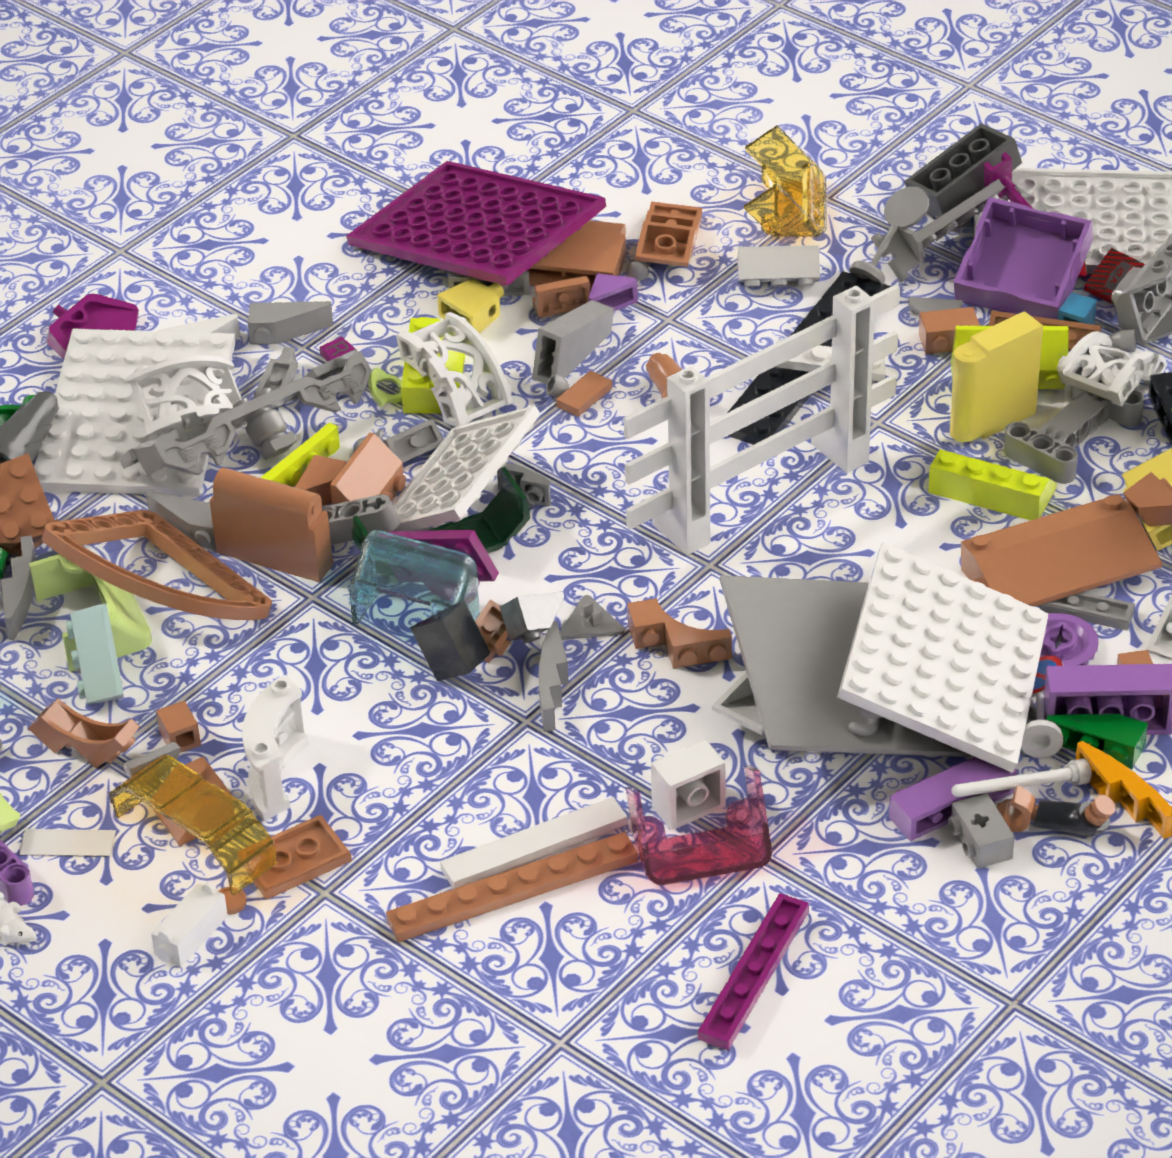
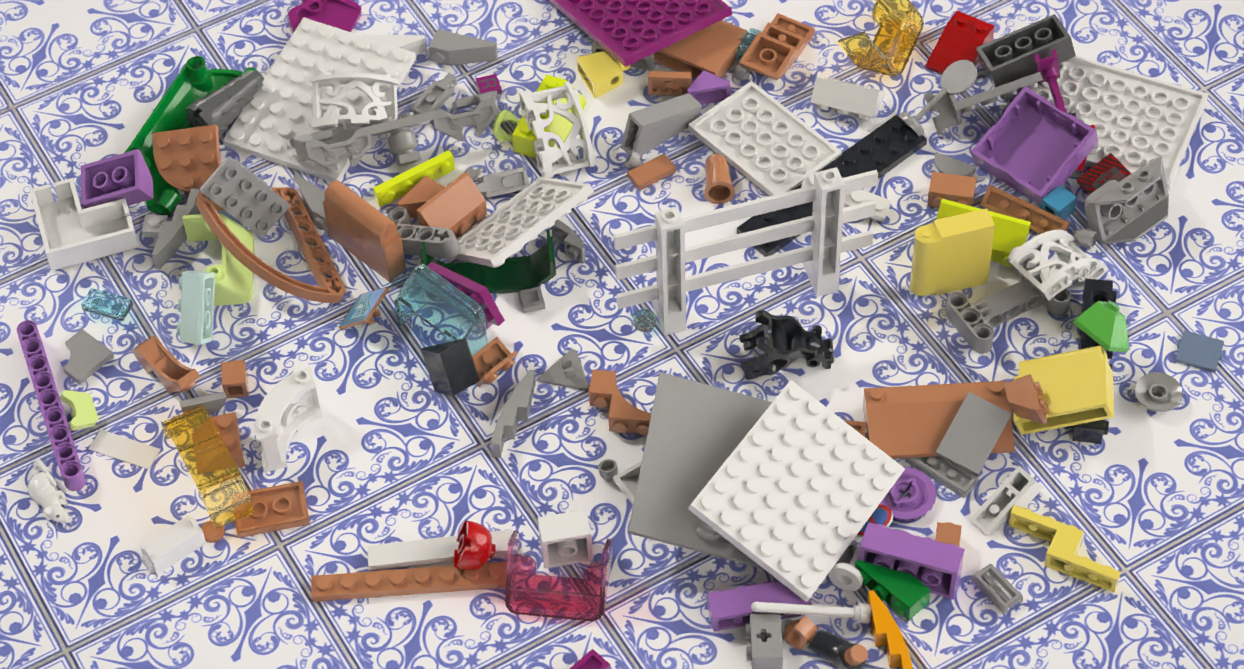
camera: 20 degrees right, 10 degrees up
(104, 520) = (245, 196): none -> light grey bracket
(307, 612) = (364, 308): none -> piece
(508, 556) = (531, 299): none -> light grey tile
(530, 615) = (517, 361): slope -> none
(579, 820) = (474, 546): none -> red cylinder
(632, 239) = (746, 42): none -> clear light blue beam
(656, 544) = (644, 320): none -> clear light blue tile
(696, 705) = (608, 469): none -> light grey hinge
(697, 326) = (763, 140): none -> white plate
(843, 522) = (784, 342): none -> black animal
(876, 180) = (959, 41): none -> red slope
(990, 485) = (918, 339): neon yellow slope -> none
(1110, 556) = (973, 434): none -> light grey tile

